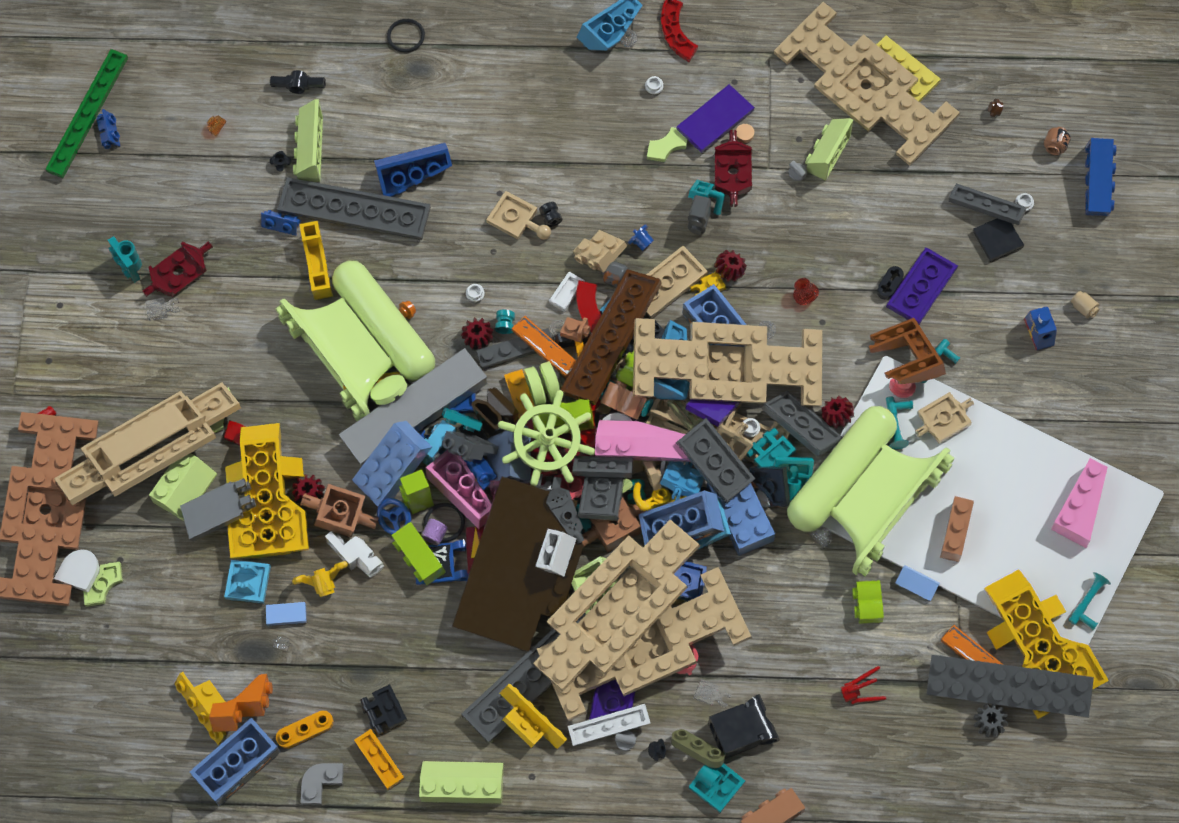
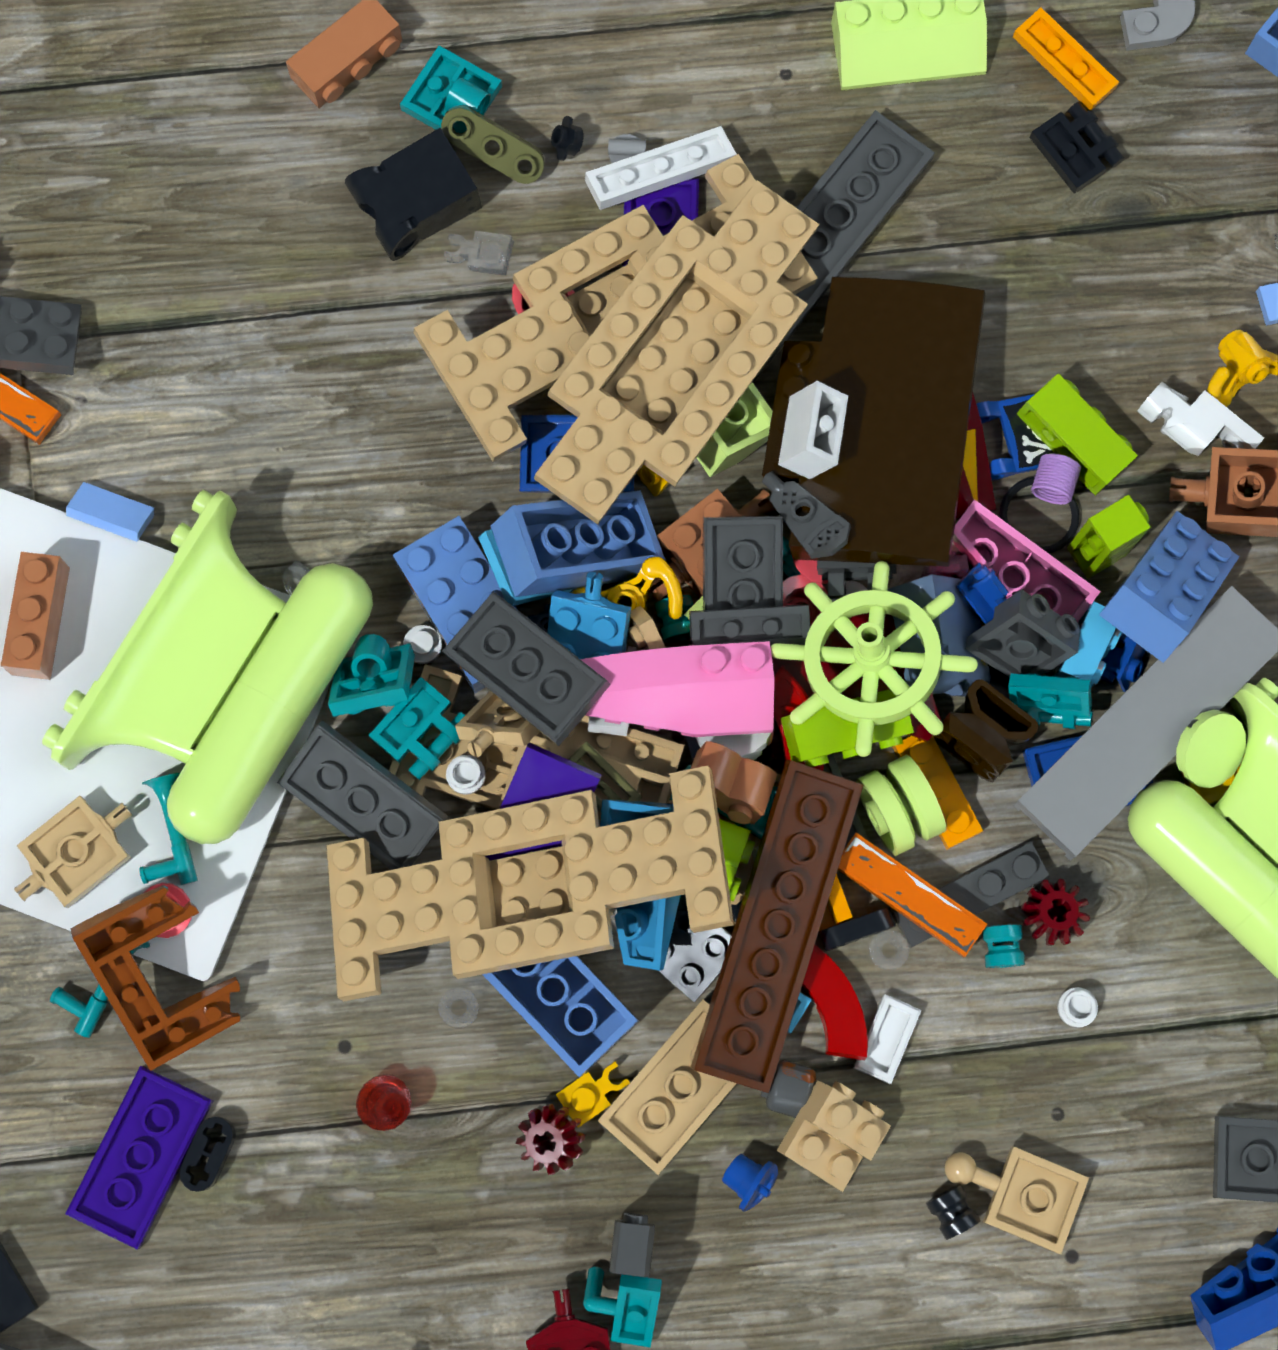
camera: 165 degrees right, 10 degrees up
(314, 729) = (1204, 108): light orange plate -> none
(395, 515) = (1132, 487): blue piece -> none
(407, 309) = (1211, 946): orange plate -> none
(528, 721) = (812, 142): yellow bracket -> none
(575, 329) = (855, 935): nougat bracket -> none
(773, 483) = (407, 654): black tile -> none
(837, 412) = (308, 838): dark red gear -> none
(851, 689) = (220, 289): red plant -> none
(869, 602) = (200, 458): lime brick -> none

